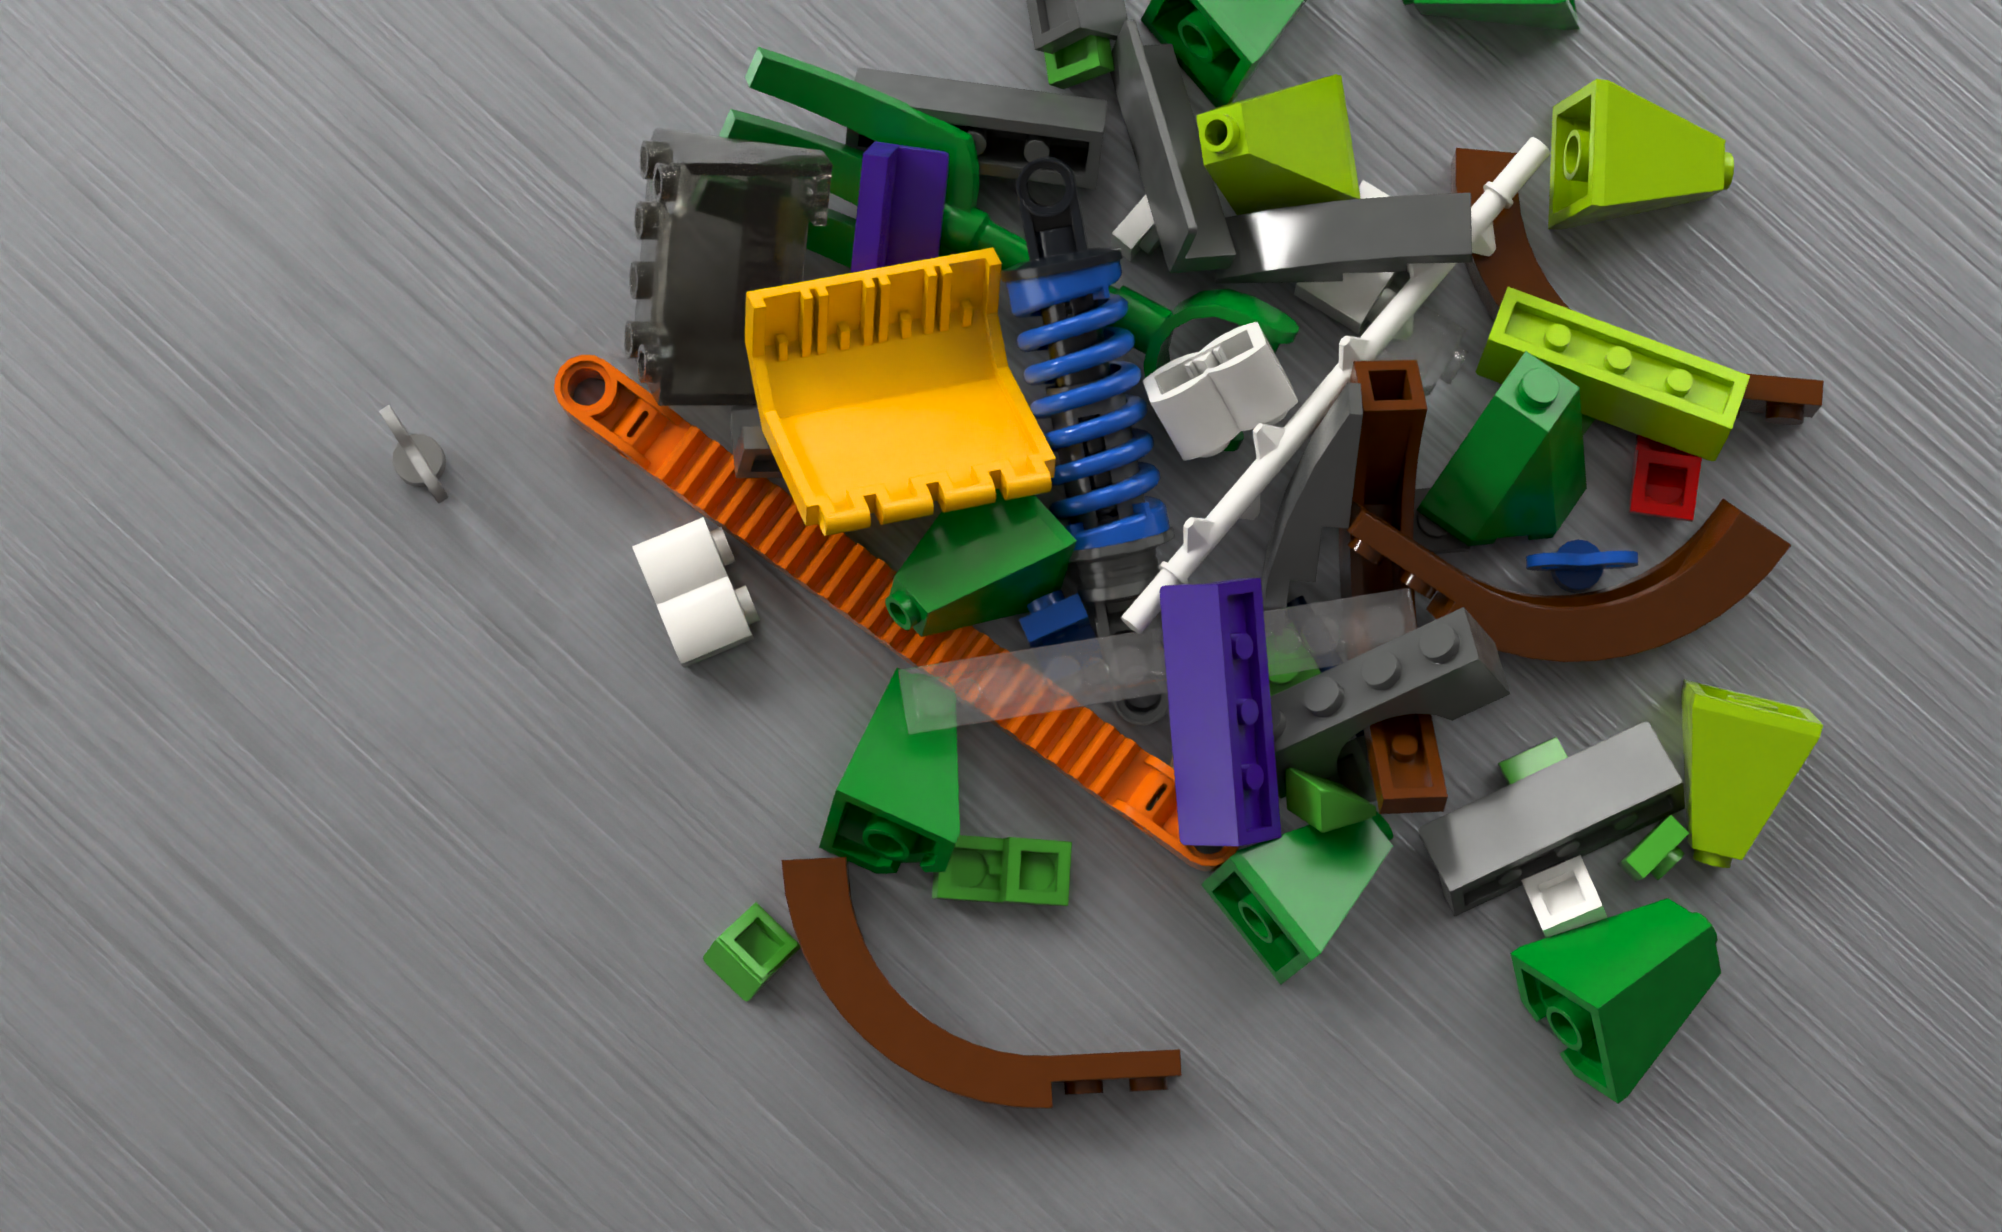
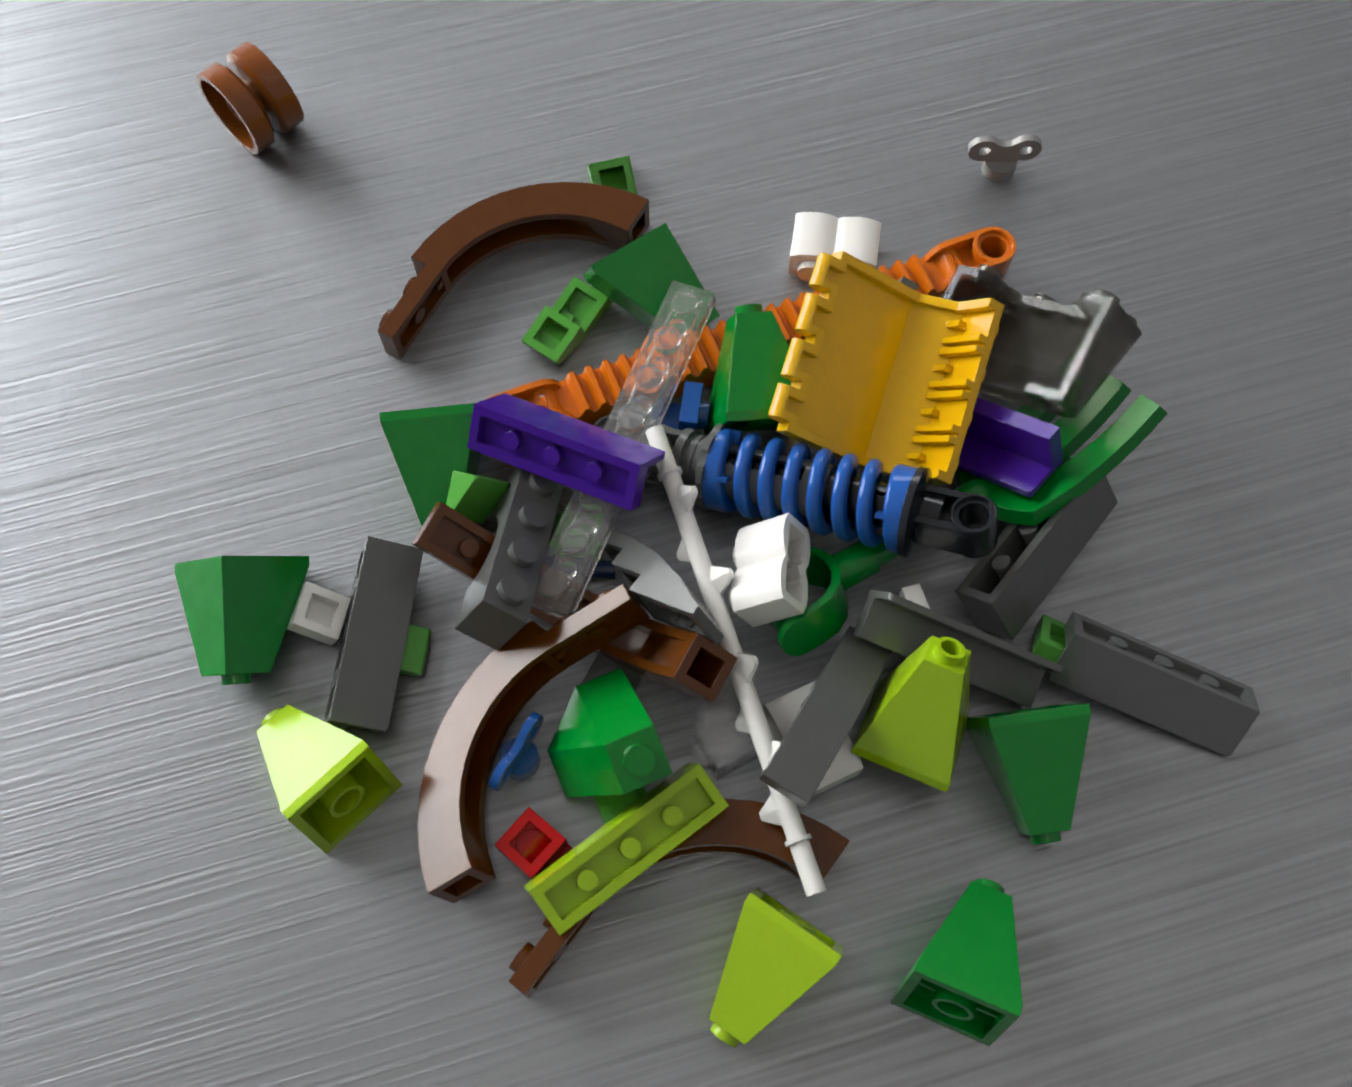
camera: 120 degrees right, 15 degrees down
(1656, 851) = (306, 686): bright green plate -> none

